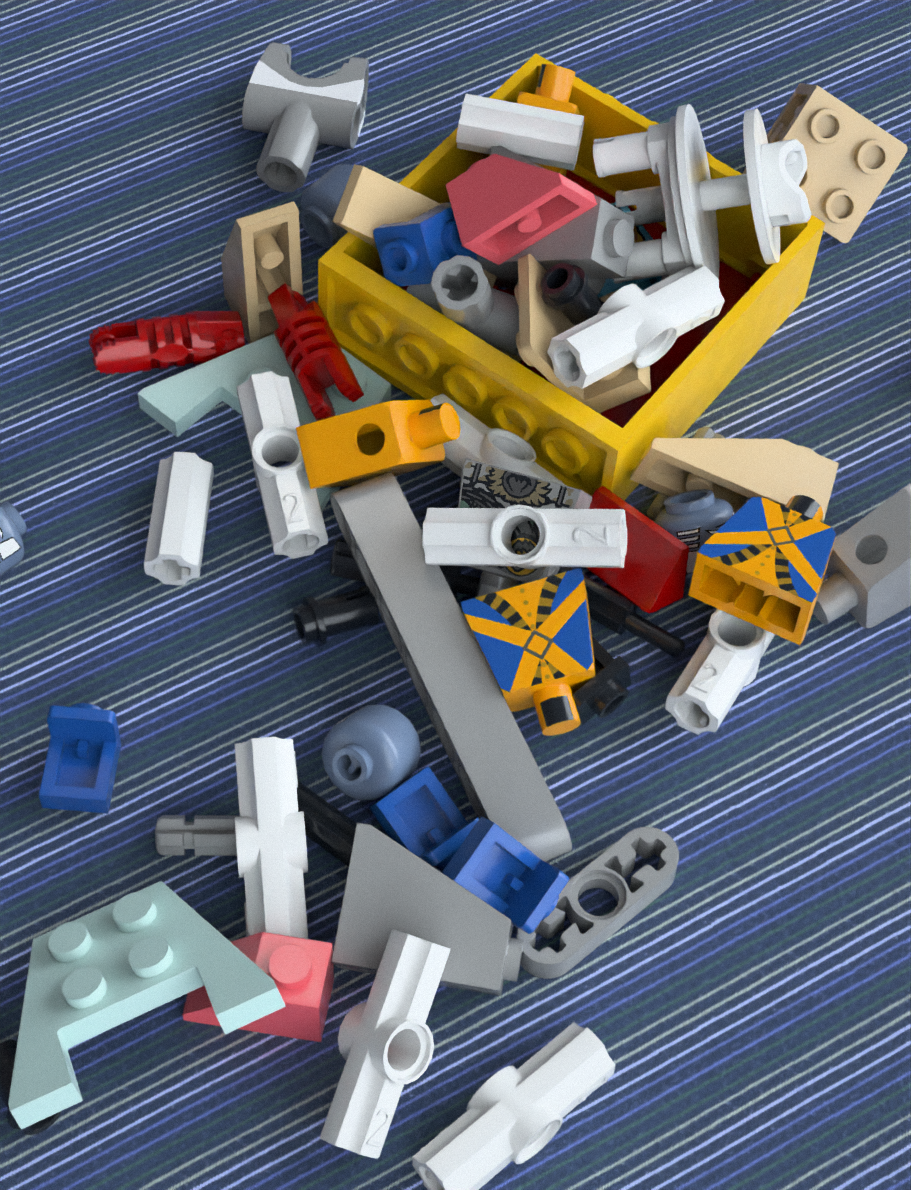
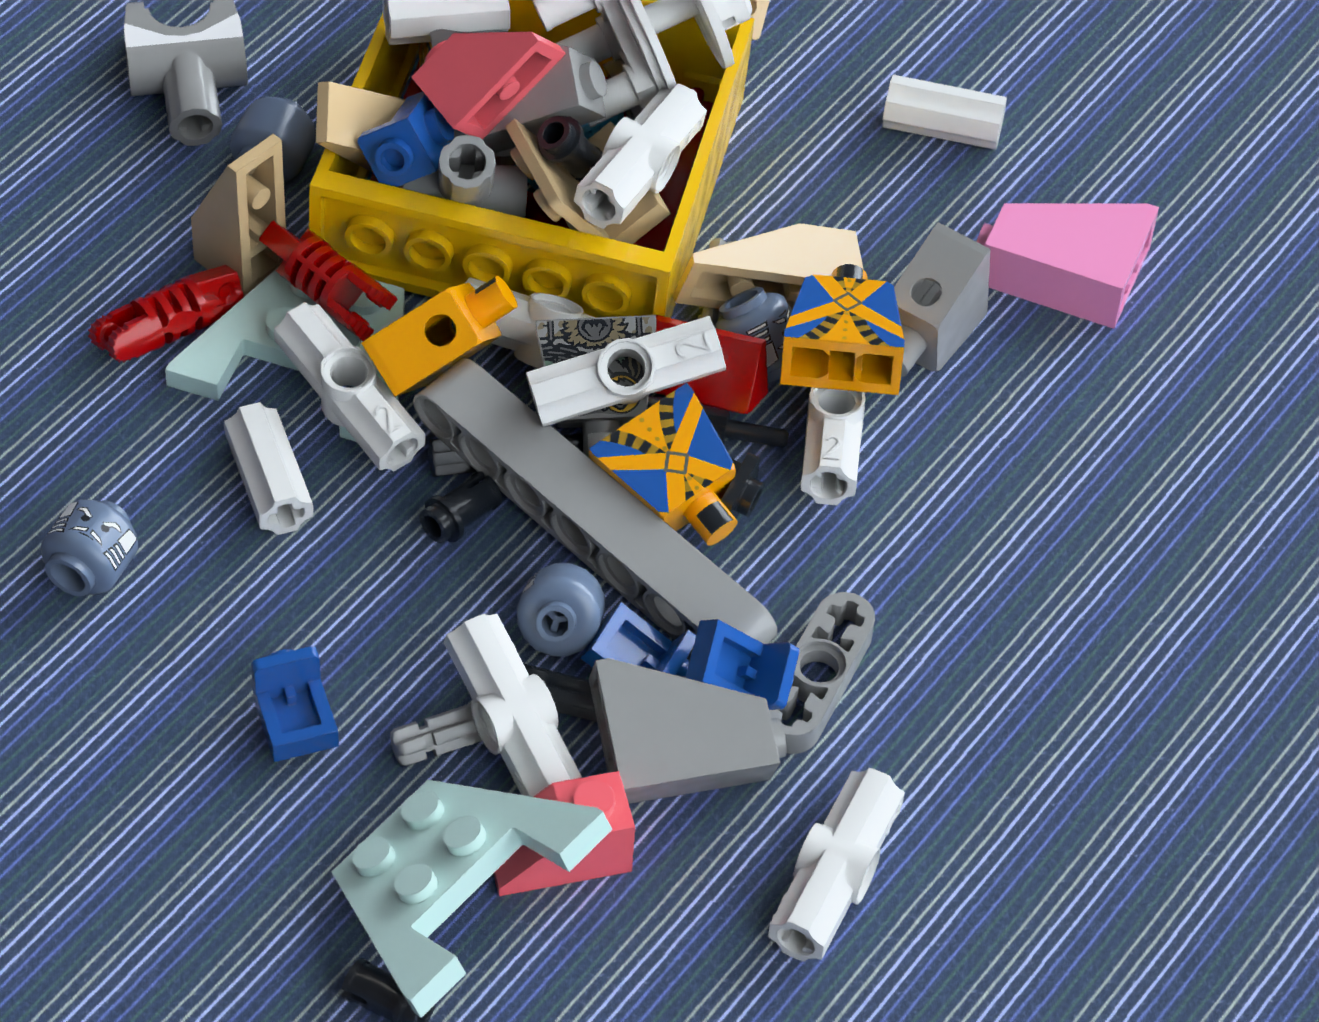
camera: 25 degrees left, 5 degrees down
(385, 1044) = (705, 837): white piece -> none

